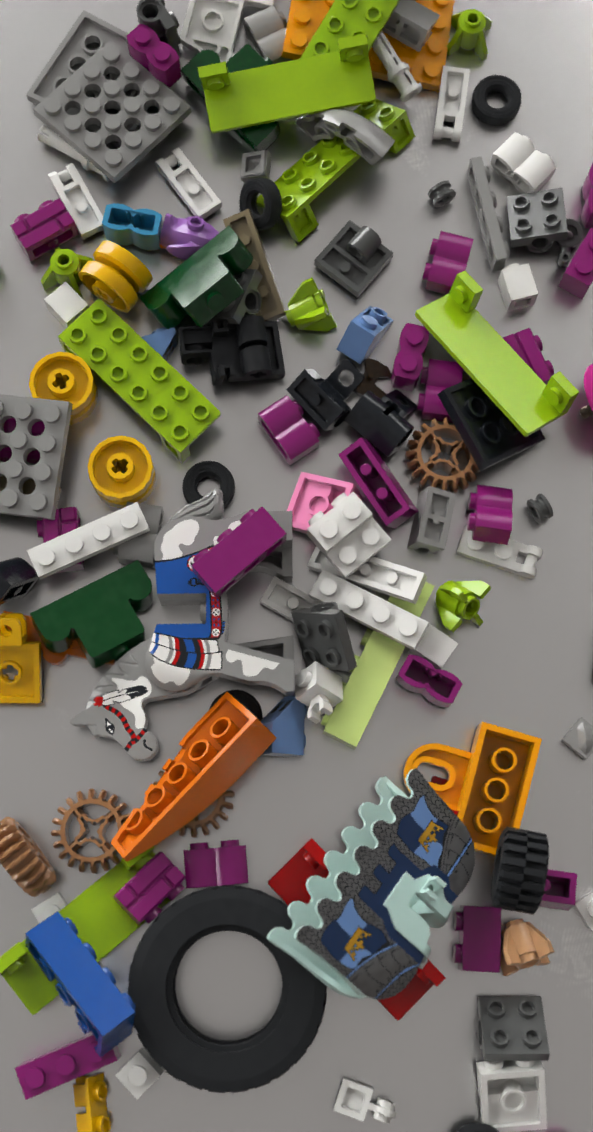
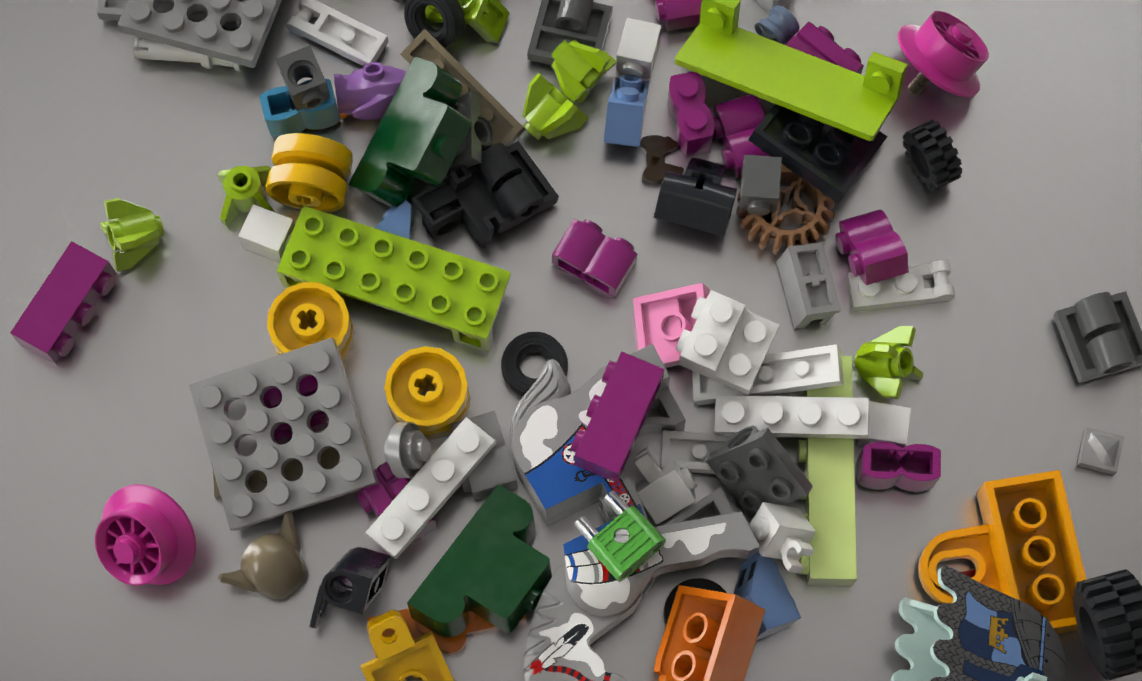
camera: 20 degrees left, 5 degrees down
(44, 228) = (194, 156): magenta brick -> none
(77, 200) = (218, 108): white plate -> none
(83, 505) = (406, 449): none -> light grey plate
(140, 195) = (303, 65): none -> dark grey brick
(198, 643) = (625, 541): none -> bright green piece
(252, 618) = (663, 489): none -> white brick
(325, 397) = (619, 200): black piece -> none
(345, 287) = (579, 68): none -> lime brick
(378, 483) = (728, 270): magenta brick -> none
(396, 292) = (638, 48): none -> white brick
(430, 431) = (760, 184): none -> dark grey brick
(506, 321) = (777, 25): none -> sand blue wheel
(539, 508) = (921, 216): dark grey bush -> none
(569, 467) = (932, 155): none -> black tyre

